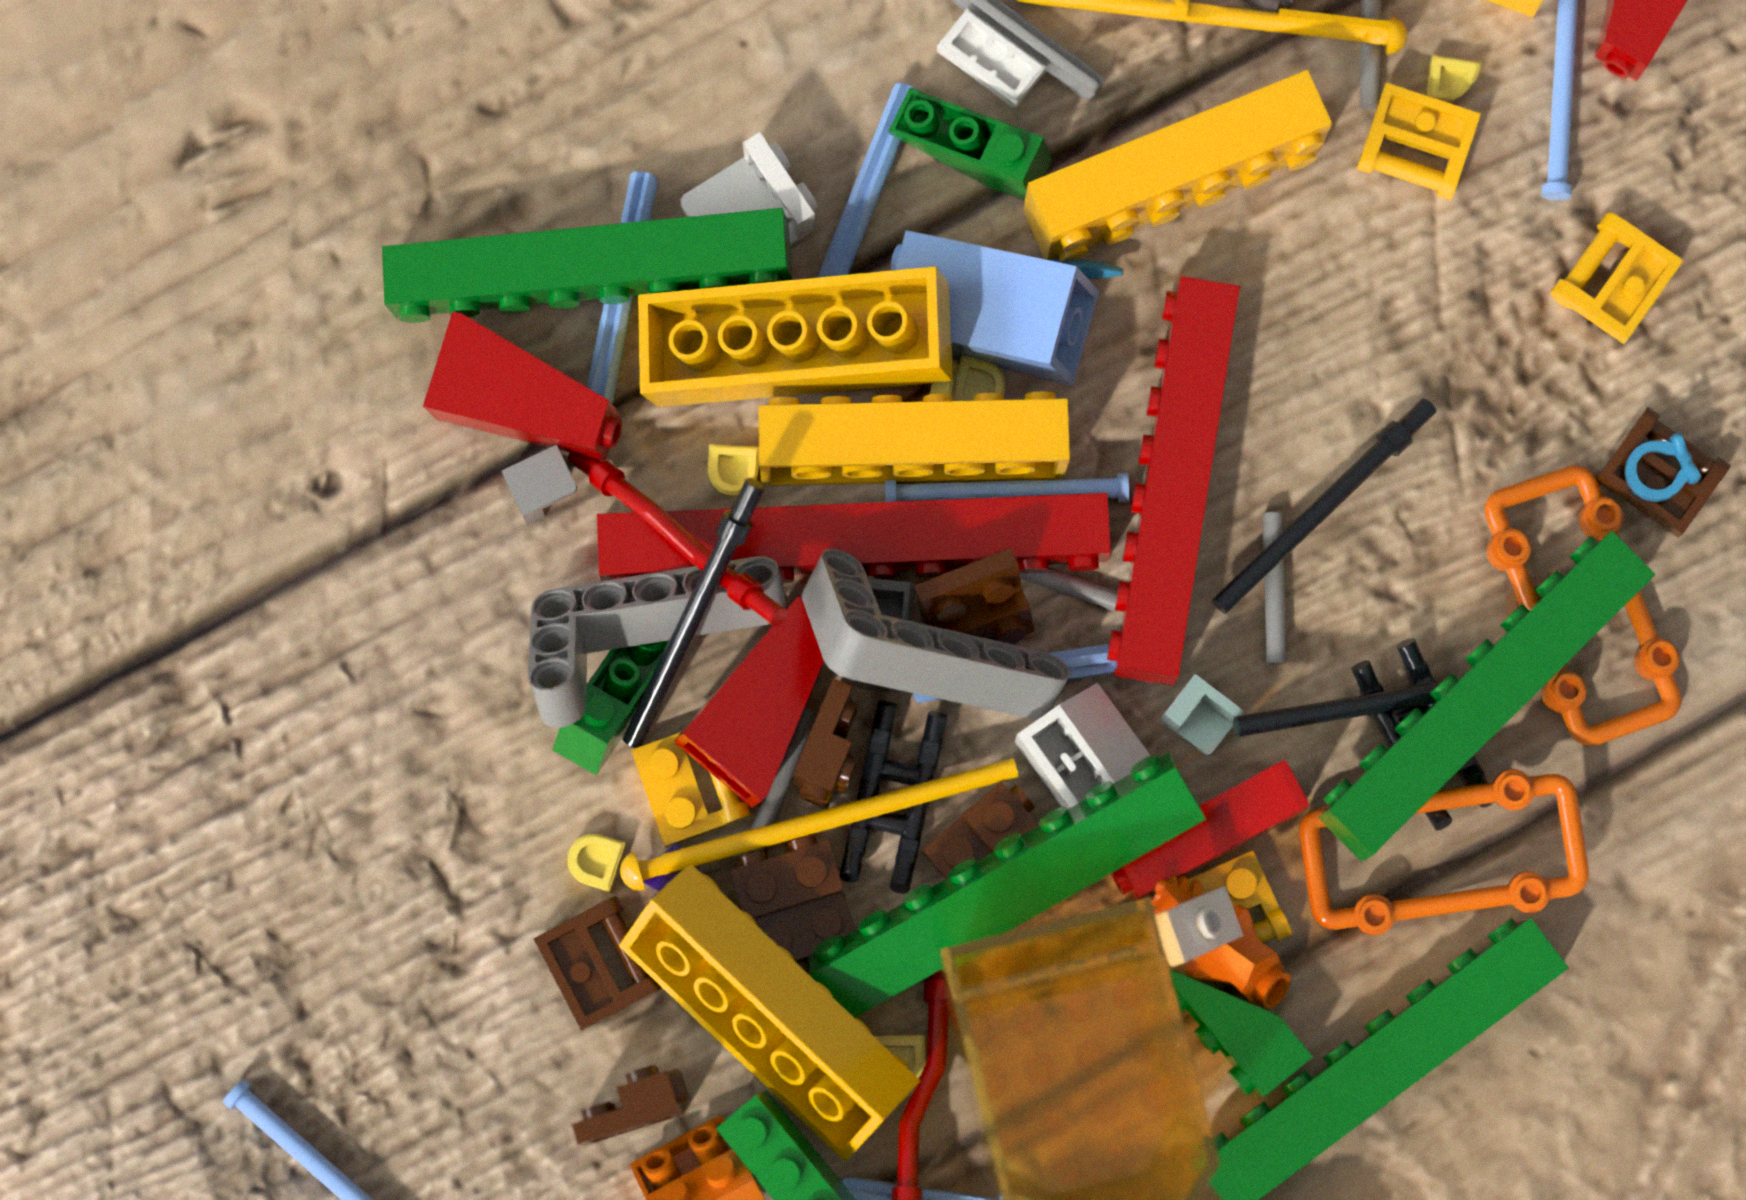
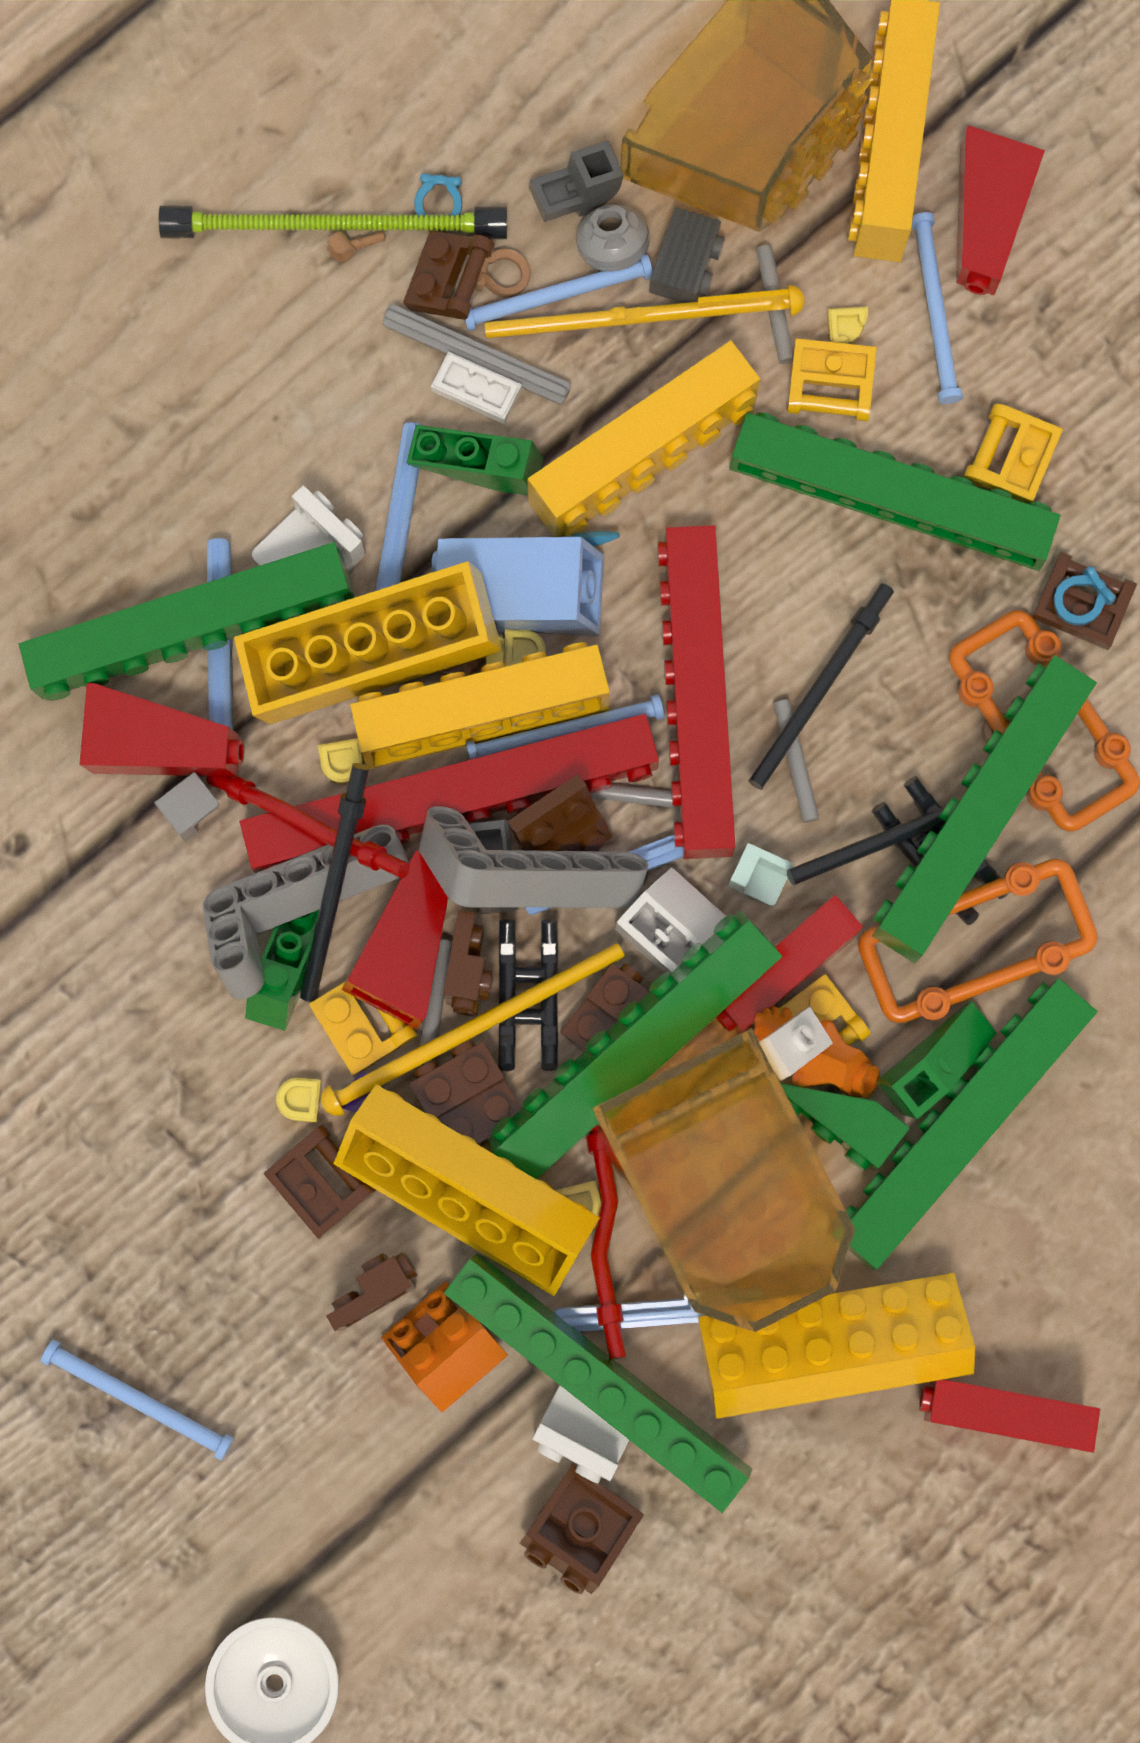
camera: 10 degrees left, 0 degrees up
(1363, 985) = (937, 1062): none -> green slope
(1464, 291) = (894, 491): none -> green brick

